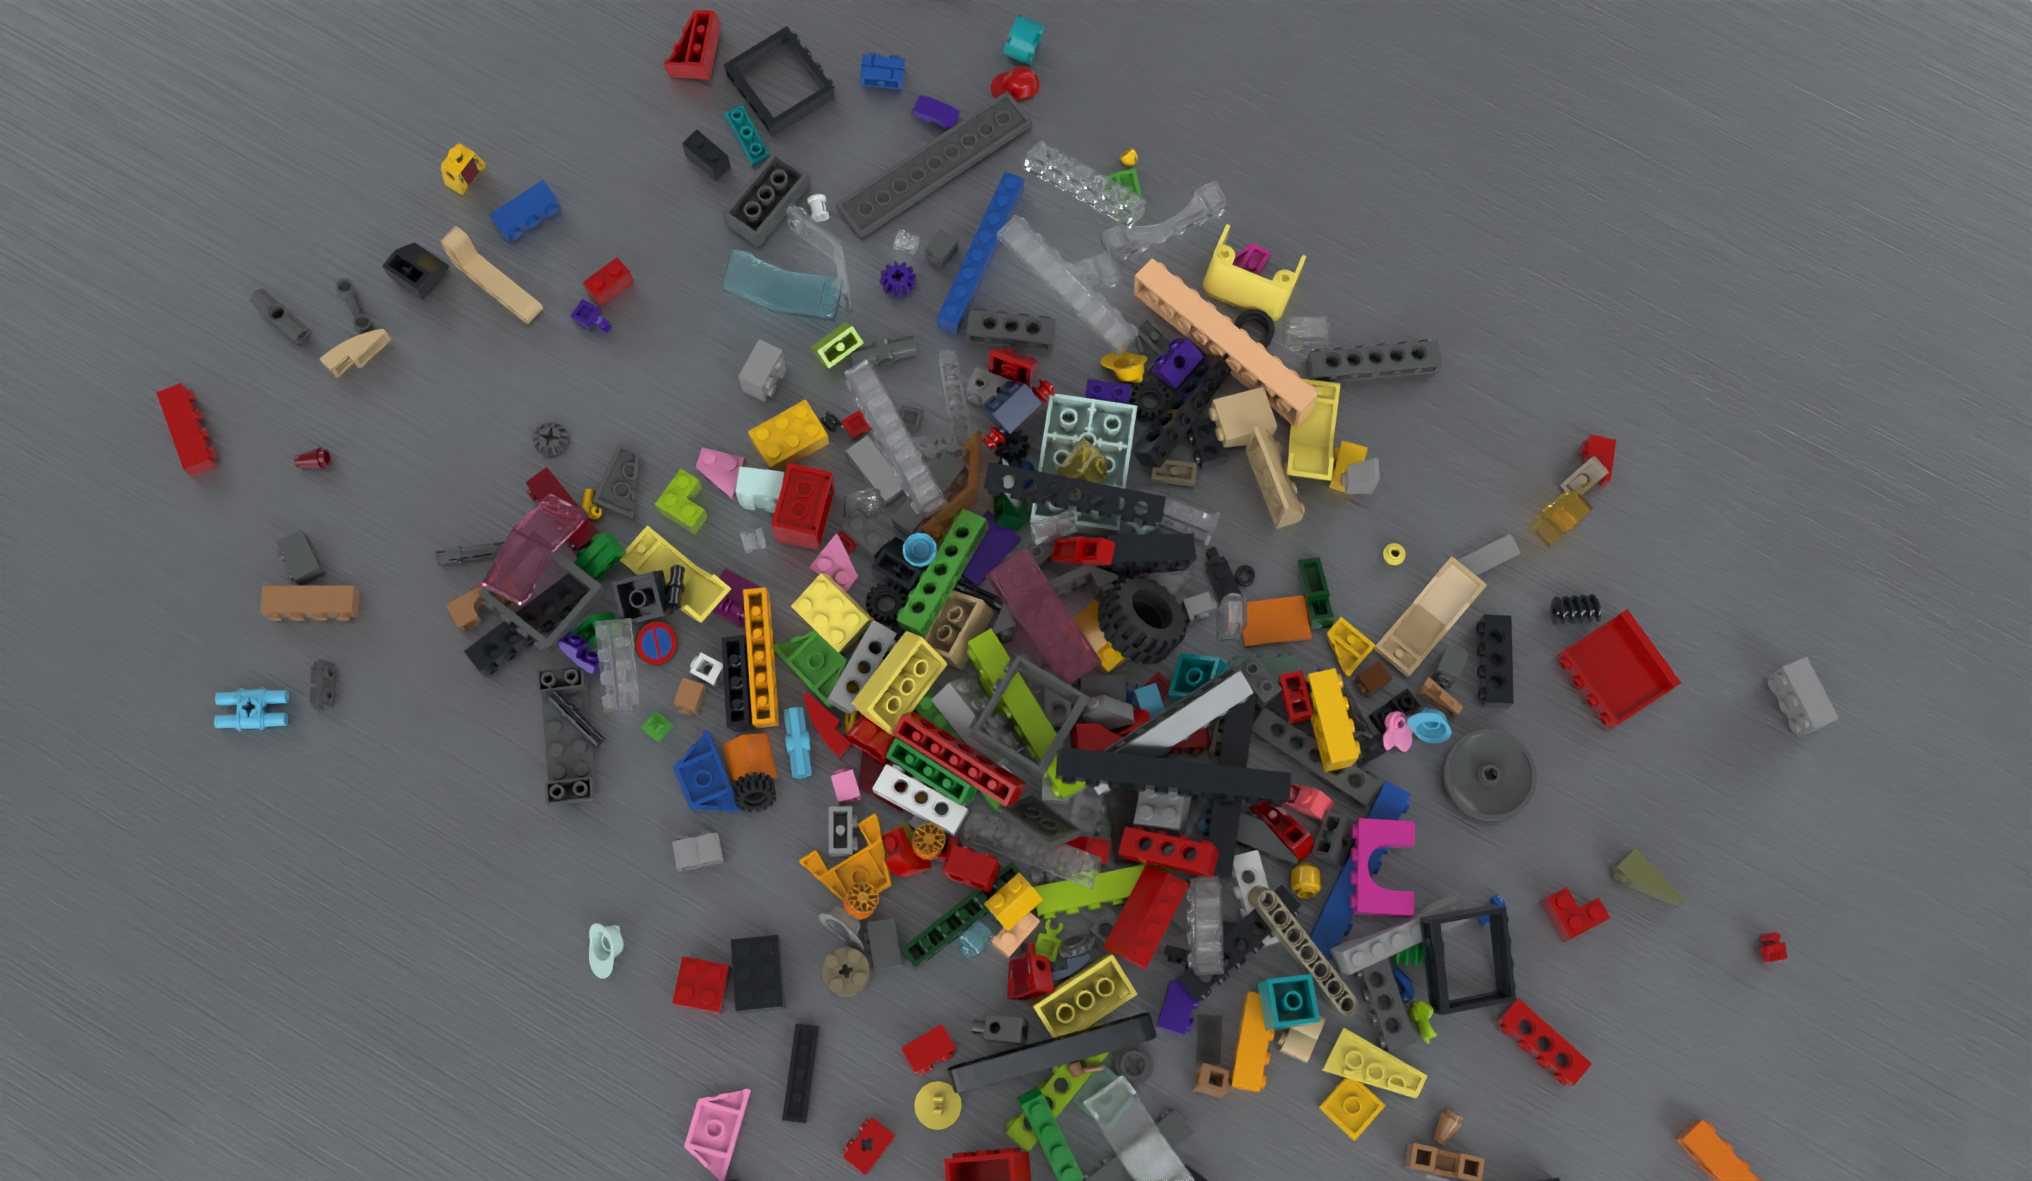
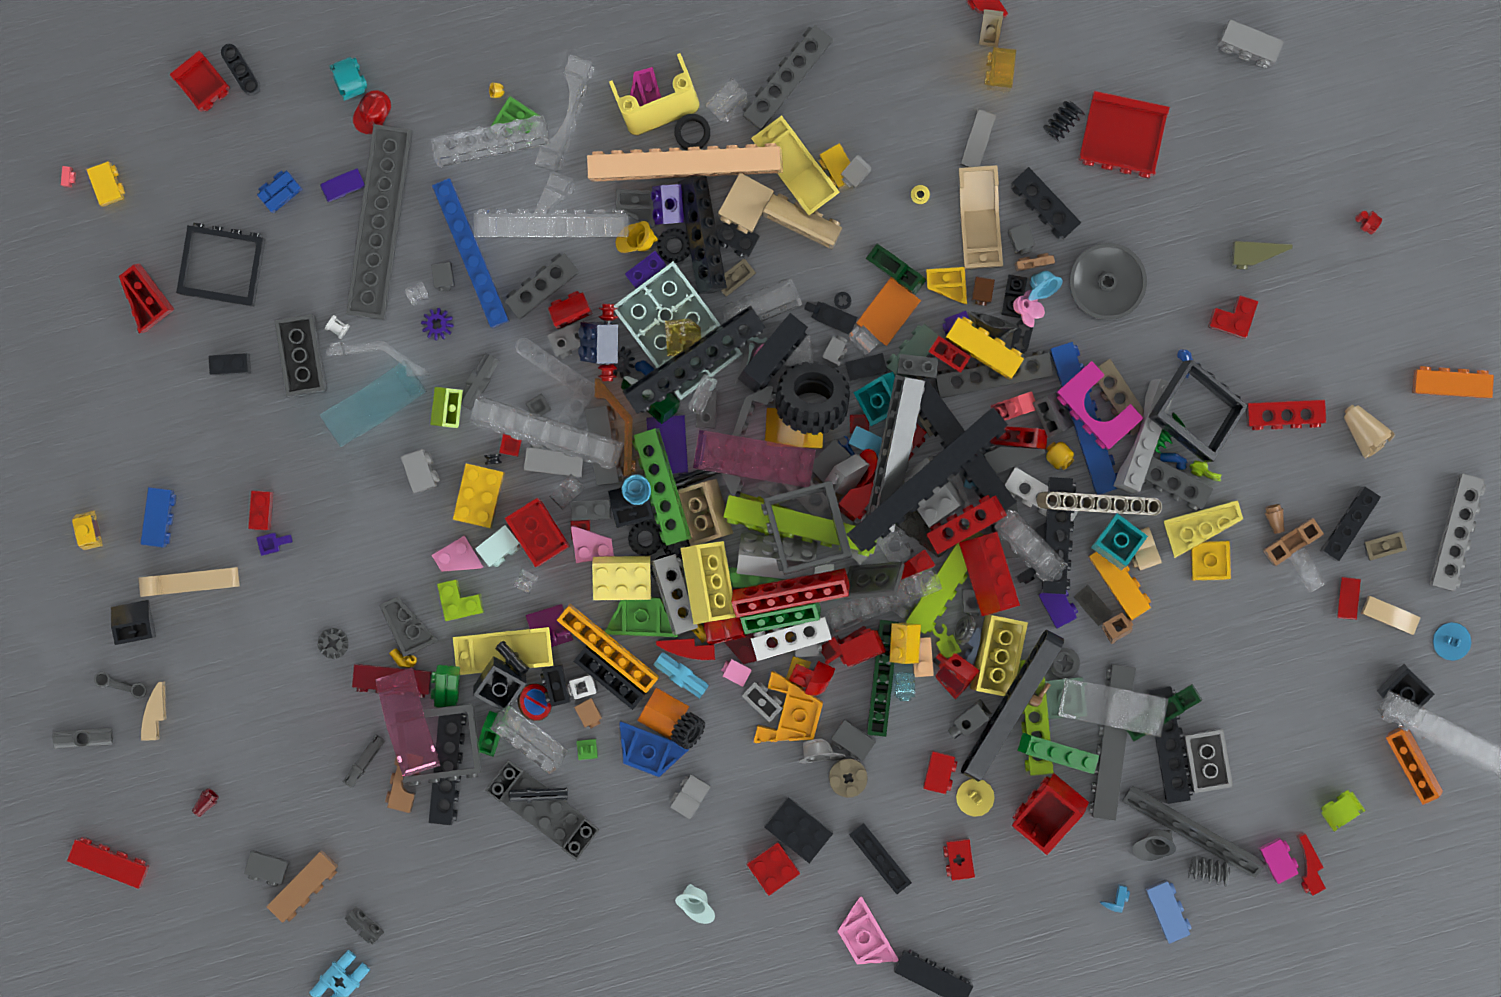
camera: 35 degrees left, 15 degrees up
(577, 650) = (499, 755): dark purple slope -> none
(688, 644) = (556, 685): none -> black brick
(751, 144) = (249, 325): teal tile -> none
(860, 900) = (816, 731): orange wheel -> none
(928, 841) = (820, 657): orange wheel -> none
(1083, 551) = (736, 393): red slope -> none
(1210, 643) = (866, 367): none -> black brick
(1414, 874) = (1119, 386): none -> dark tan brick
(1605, 1131) = (1367, 430): none -> tan cone

